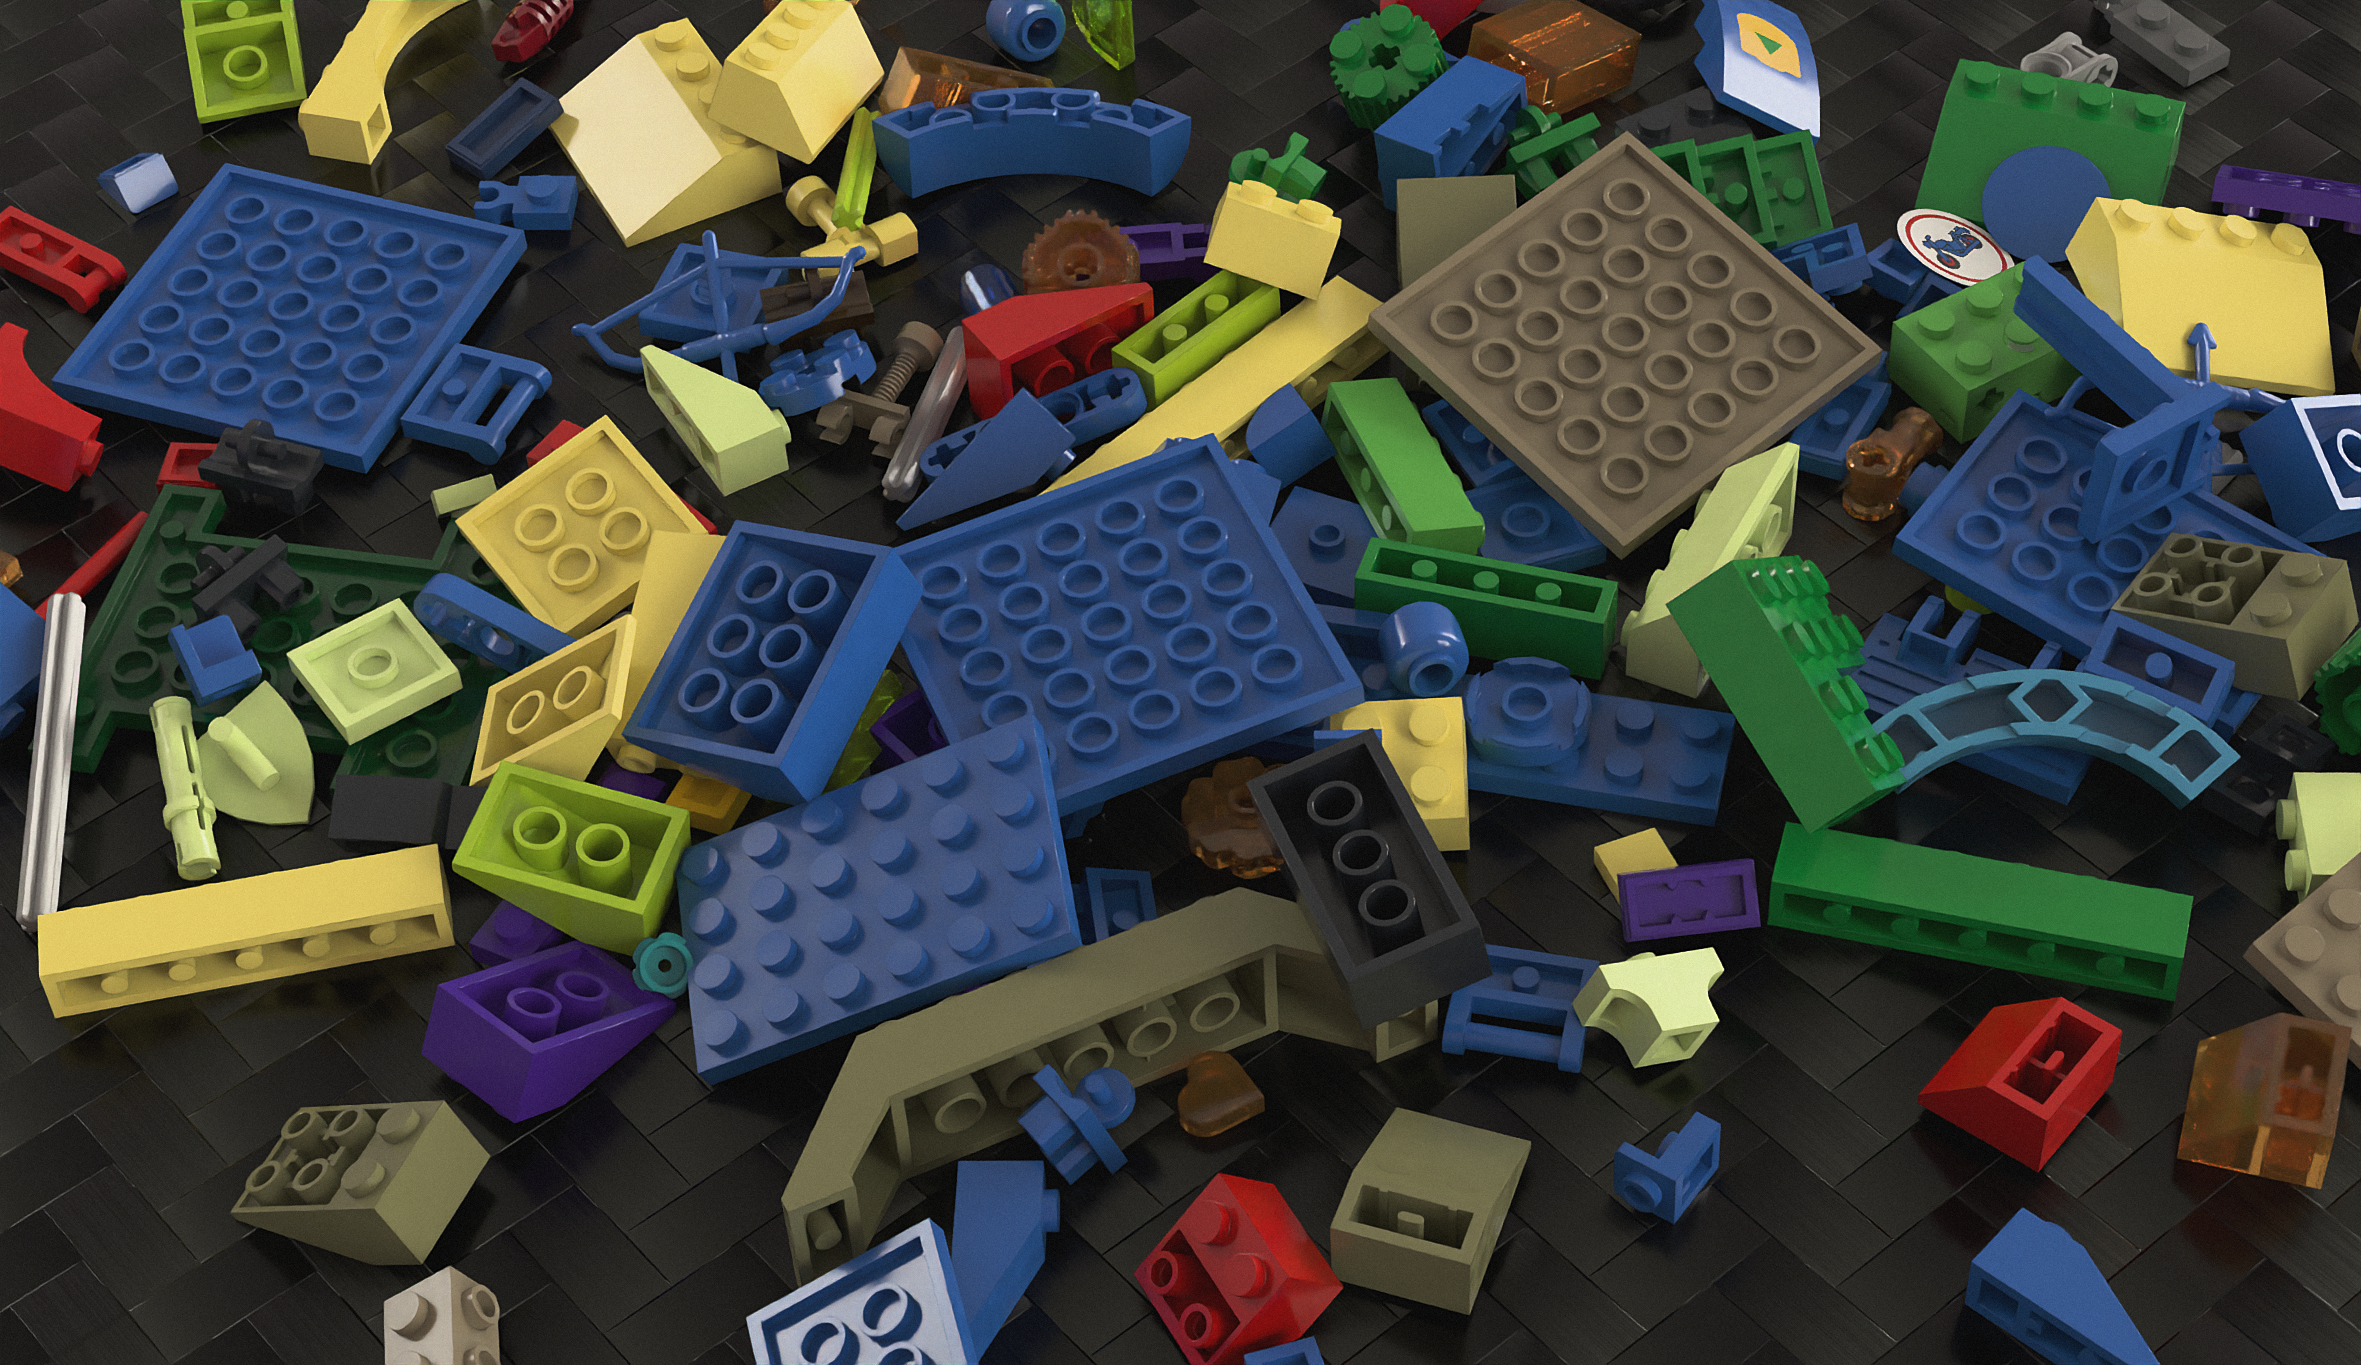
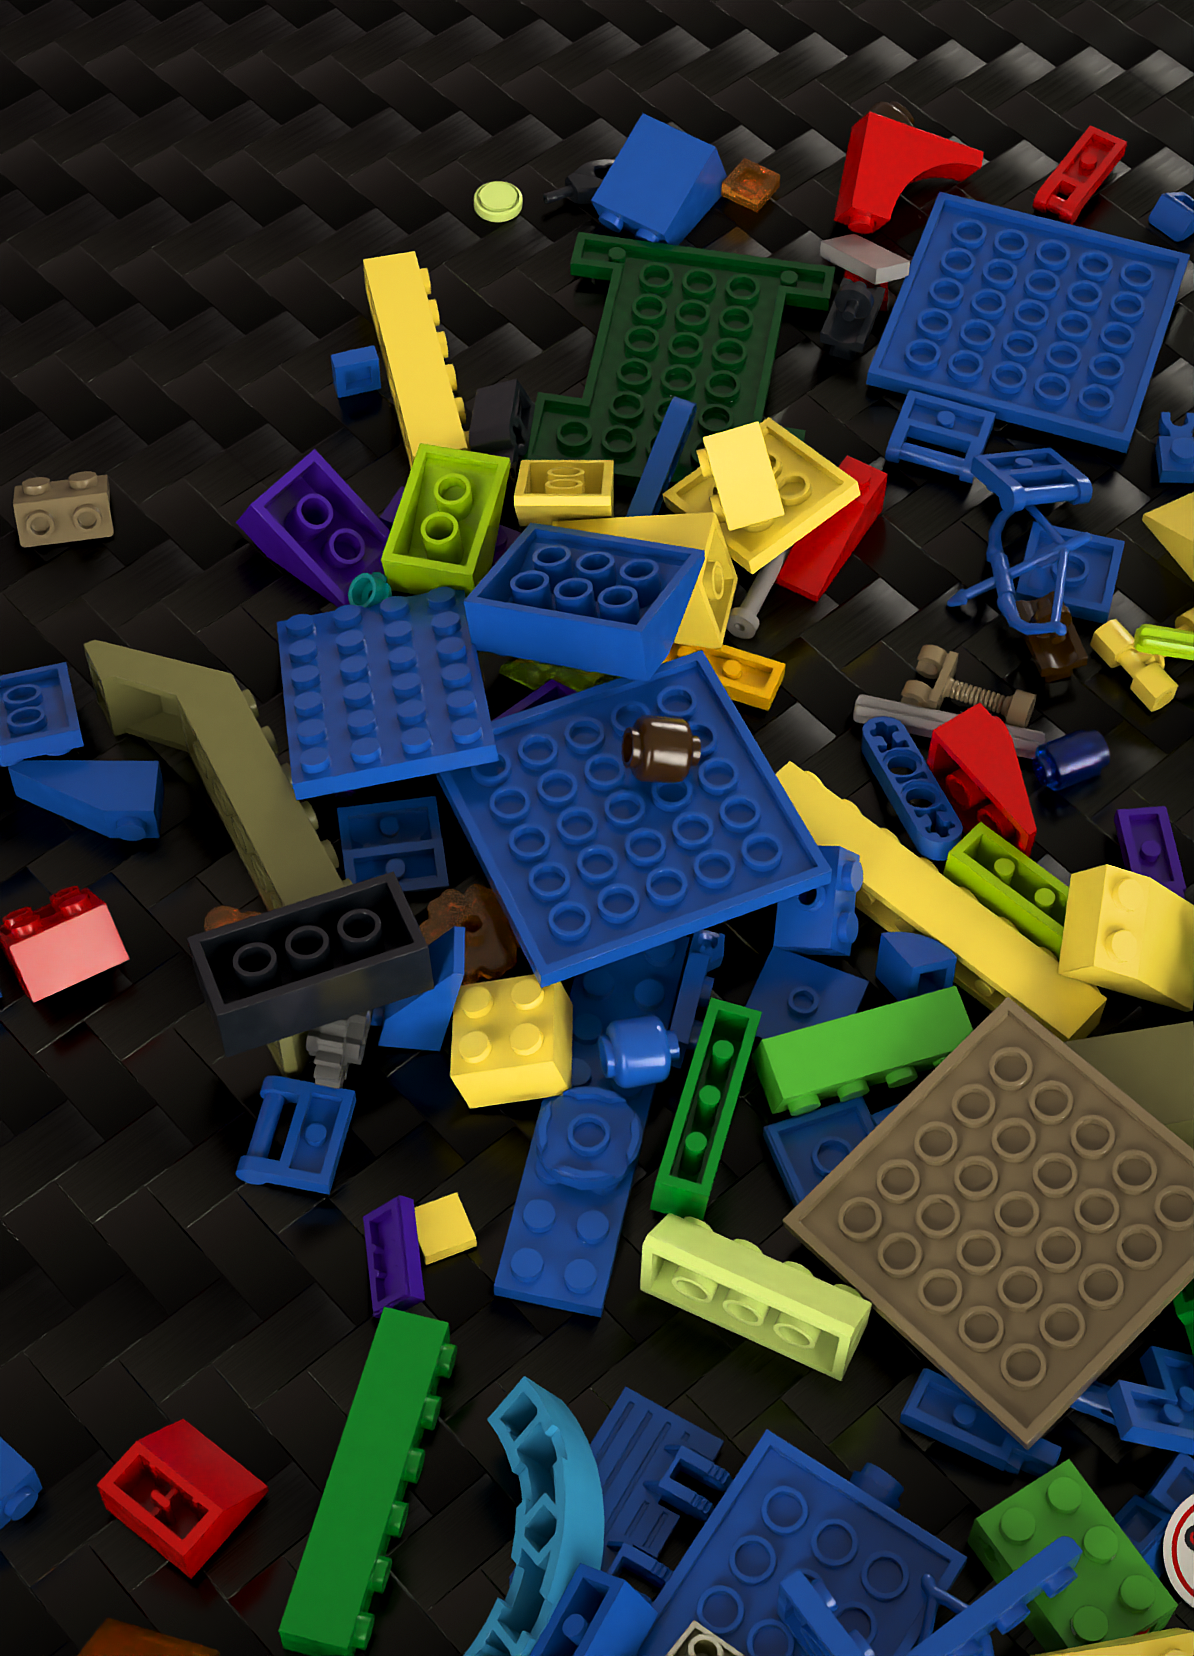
camera: 85 degrees right, 10 degrees up
(51, 760) = (561, 241): light grey axle -> none
(101, 563) = (747, 241): red bar -> none
(157, 454) = (864, 258): none -> light grey tile
(188, 809) = (489, 333): yellowish green pin -> none
(214, 659) = (633, 301): blue panel -> none
(236, 580) = (710, 304): black hips -> none
(239, 999) = (356, 371): none -> blue plate
(259, 761) = (569, 351): yellowish green shield -> none
(365, 1179) = (199, 452): olive slope -> none
(374, 671) = (629, 394): yellowish green plate -> none
(462, 497) = (830, 437): yellowish green plate -> none
(555, 321) = (1031, 478): none -> blue plate
(585, 497) = (742, 476): none -> light yellow brick
(718, 420) = (913, 587): yellowish green slope -> none
(816, 378) = (970, 637): blue plate -> none
(1002, 458) = (858, 758): blue slope -> none
(1040, 567) = (660, 749): none -> dark brown head
(1074, 1126) = (189, 830): blue hips -> none
(1079, 247) = (1085, 807): clear orange brick -> none
(1426, 1209) = (107, 1060): olive slope -> none
(1653, 1004) = (274, 1218): yellowish green brick -> none
(1674, 1175) = (122, 1231): blue bracket -> none
(1787, 681) = (556, 1280): green piece -> none
(1885, 463) = (912, 1457): clear orange connector -> none

